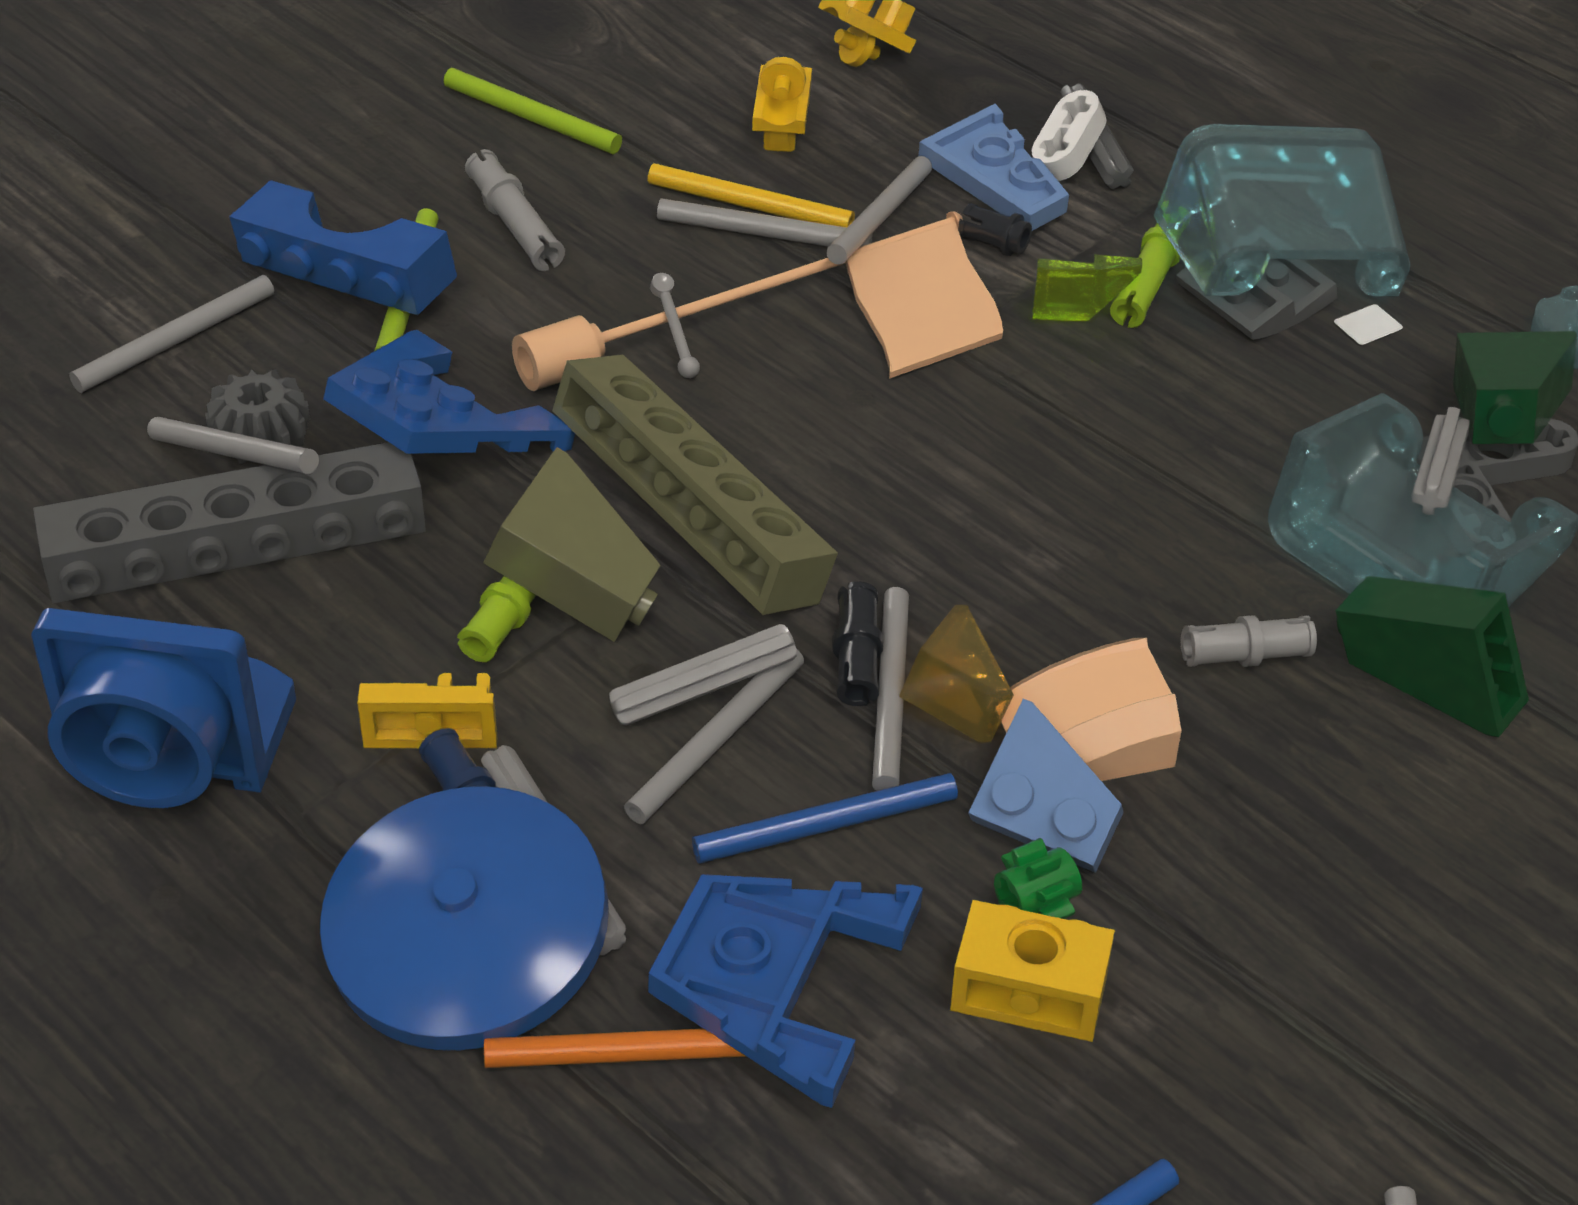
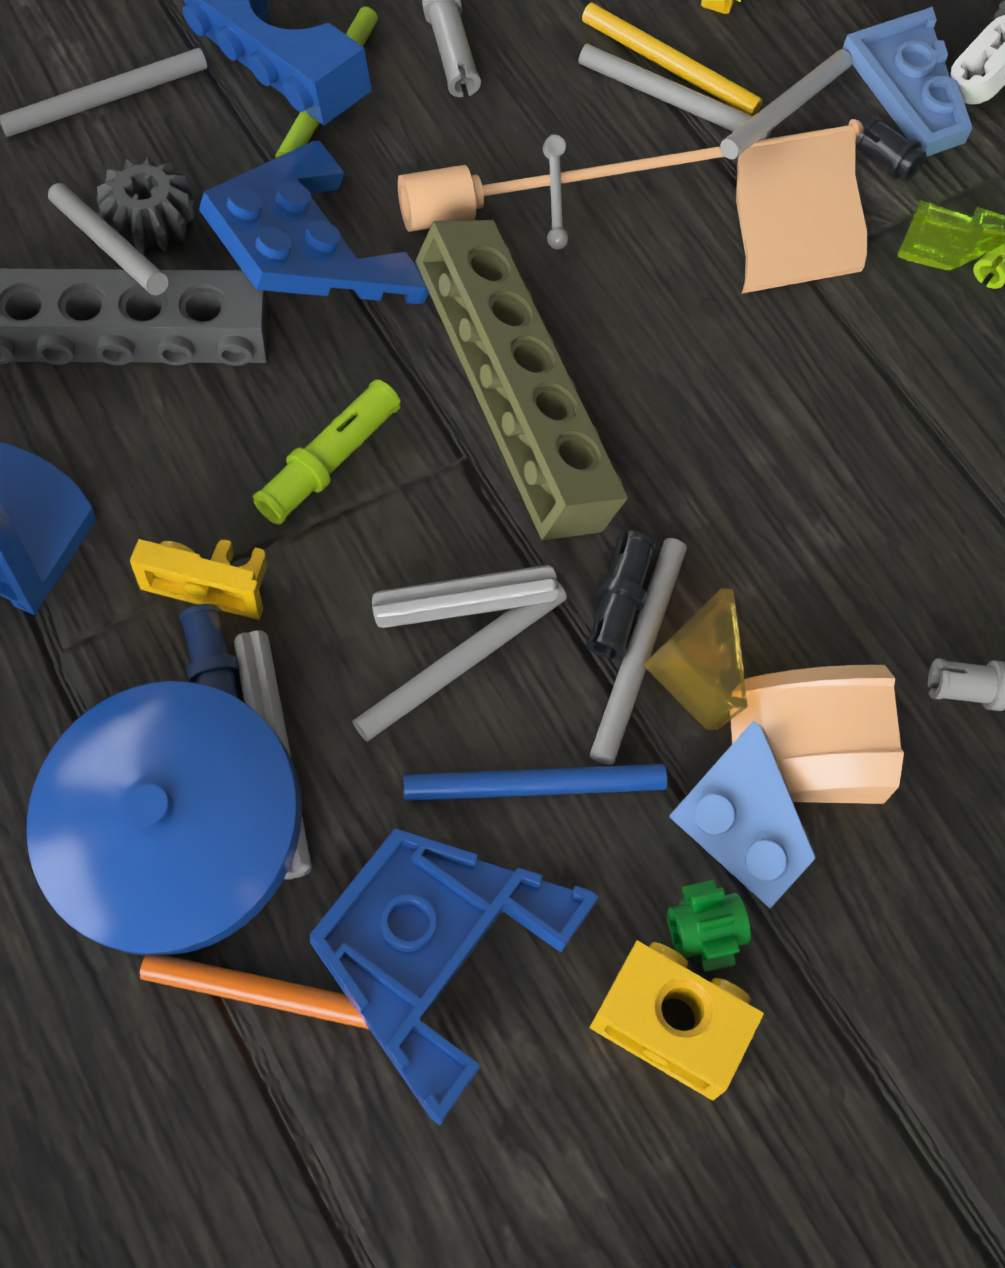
camera: 10 degrees right, 20 degrees up
(575, 550) = (382, 433): olive slope -> none

